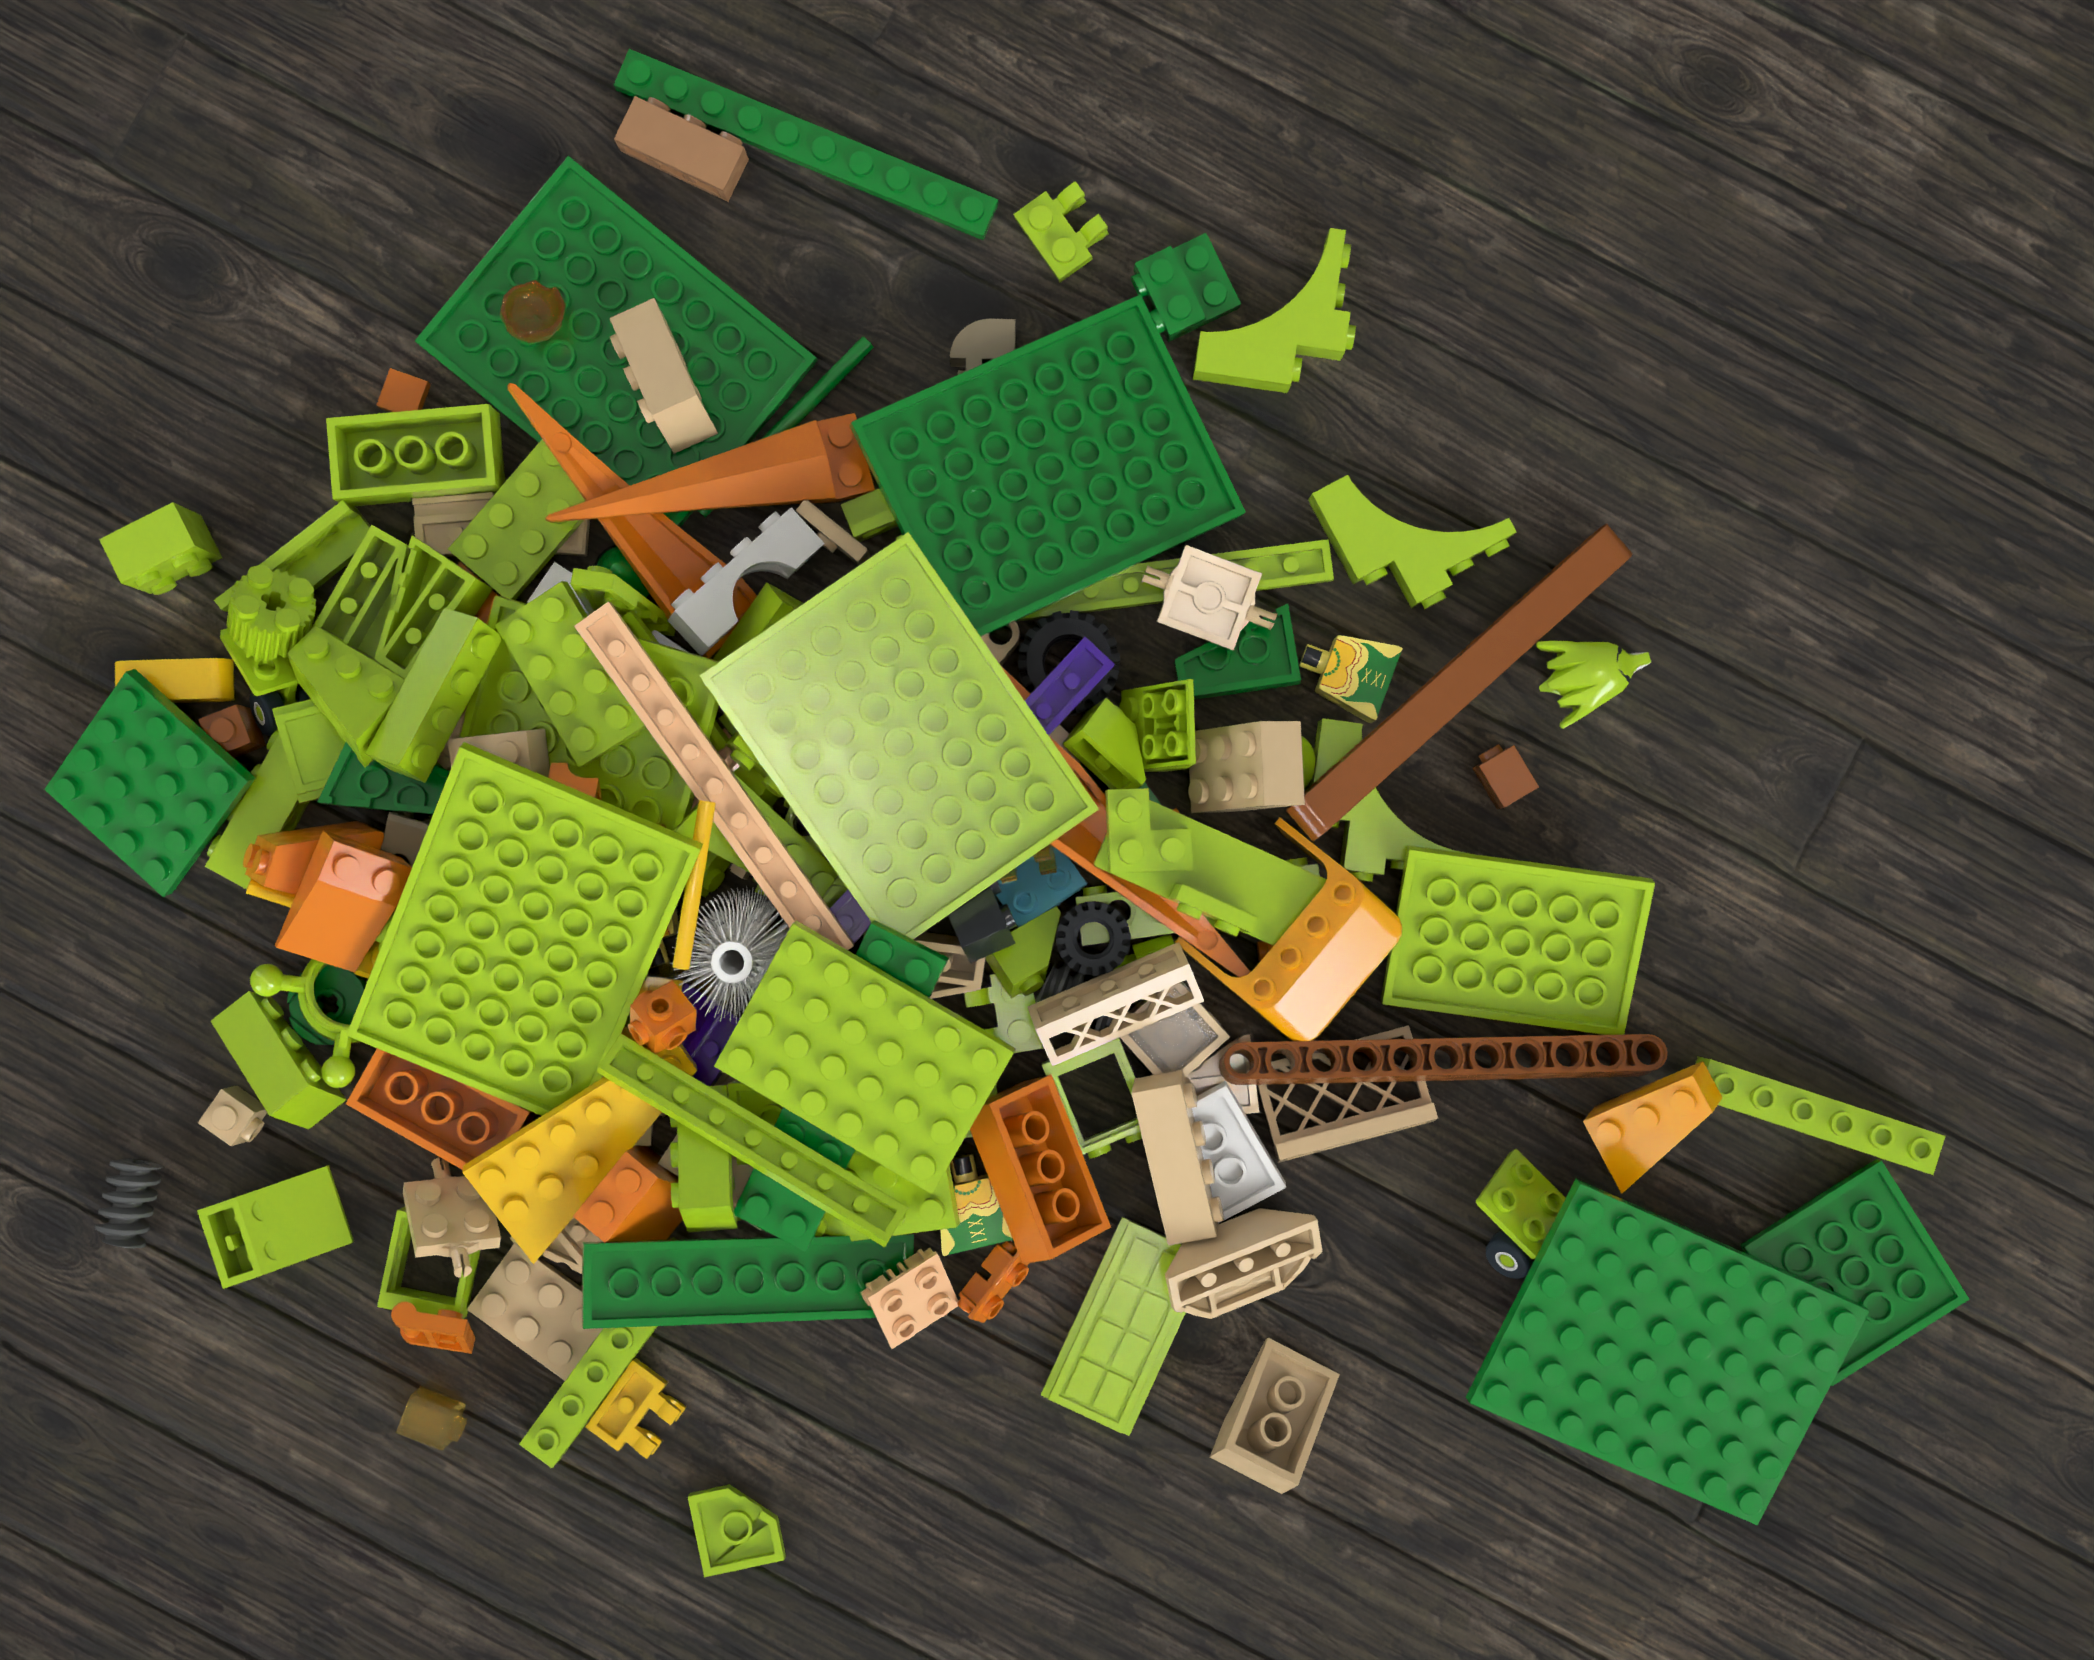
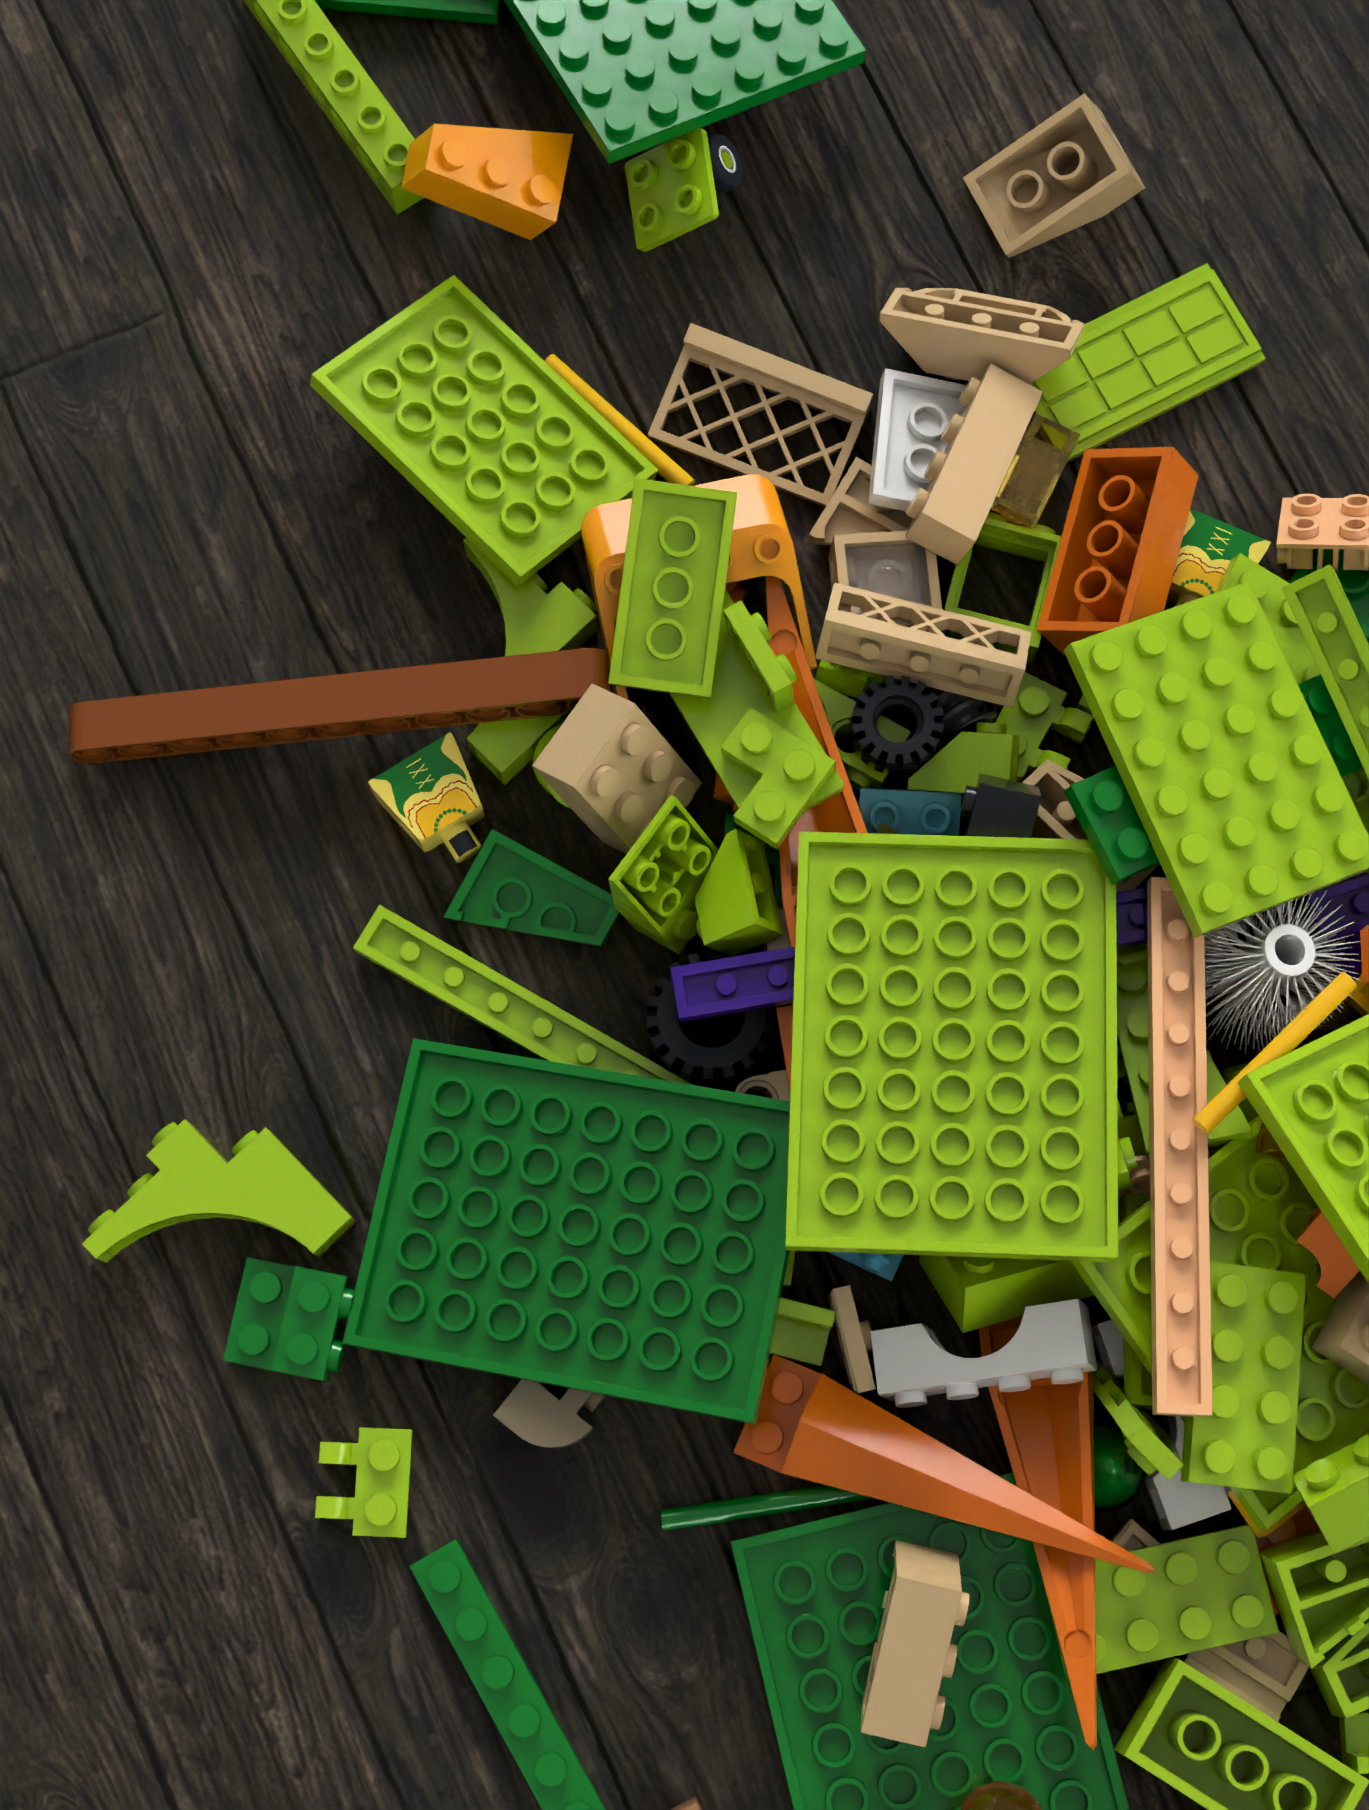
camera: 145 degrees left, 10 degrees down
(987, 1295) = (1253, 485): orange hinge -> none
(1132, 1186) = (1034, 471): none -> clear yellow slope
(1209, 597) = (519, 975): tan plate -> none
(1302, 908) = (672, 588): none -> lime plate
(1417, 557) = (280, 859): lime arch -> none
(1431, 1019) = (666, 466): none -> yellow bar
(1462, 1054) = (626, 356): dark orange beam -> none
(1504, 775) = (367, 592): dark orange brick -> none
(1588, 674) = (209, 621): lime piece -> none

